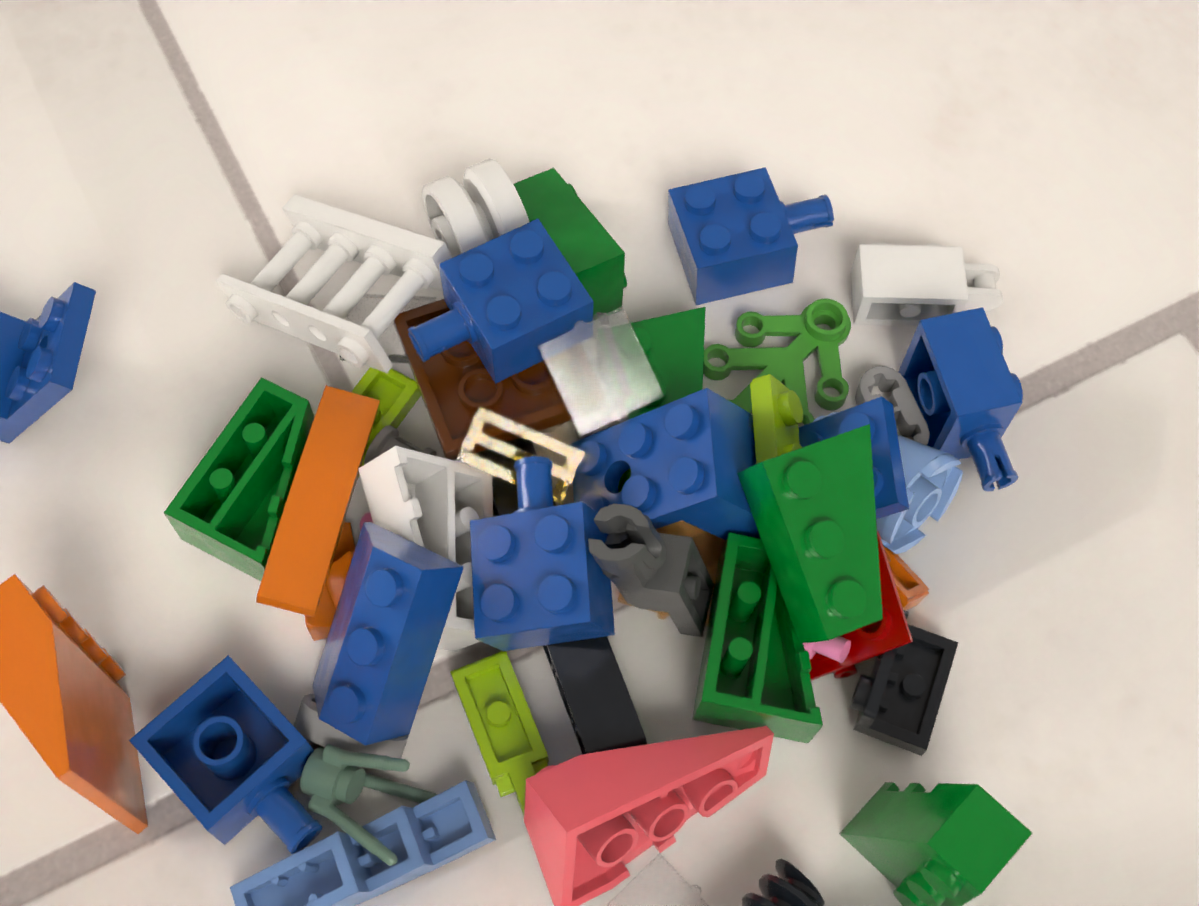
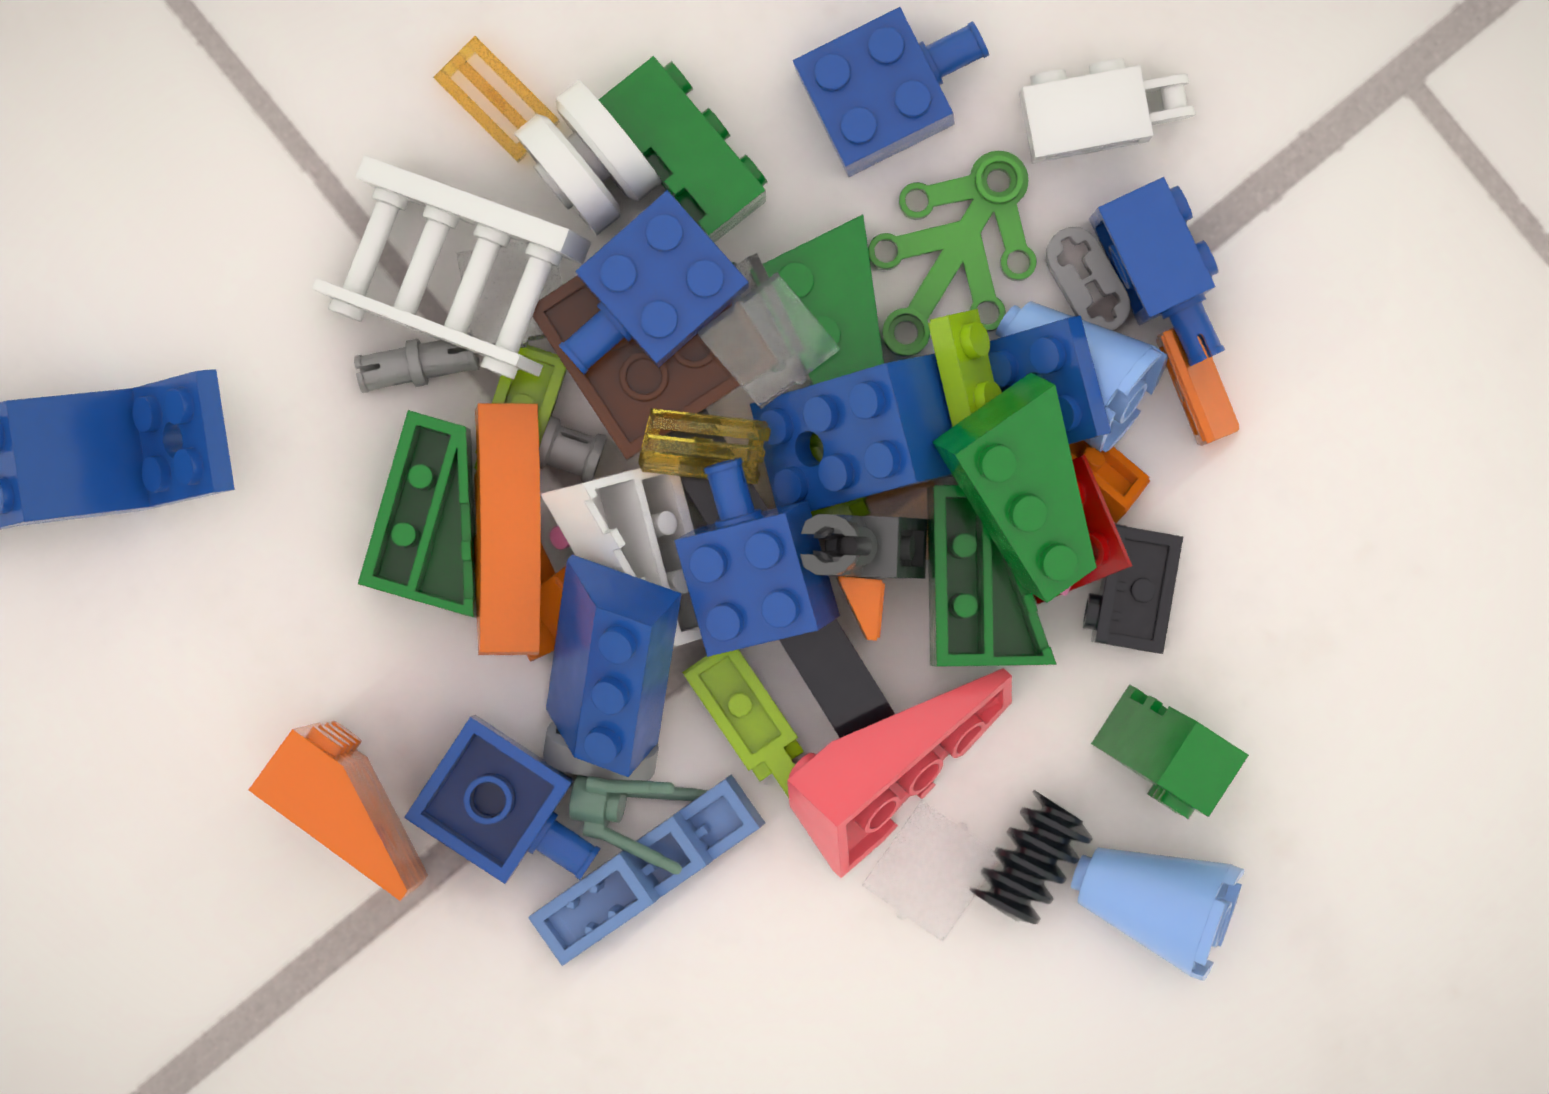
camera: 10 degrees left, 25 degrees up
(287, 365) = (412, 364): none -> light grey pin
(395, 194) = (460, 63): none -> clear yellow tile
(640, 629) = (866, 603): none -> orange slope
(981, 523) = (1199, 391): none -> orange slope

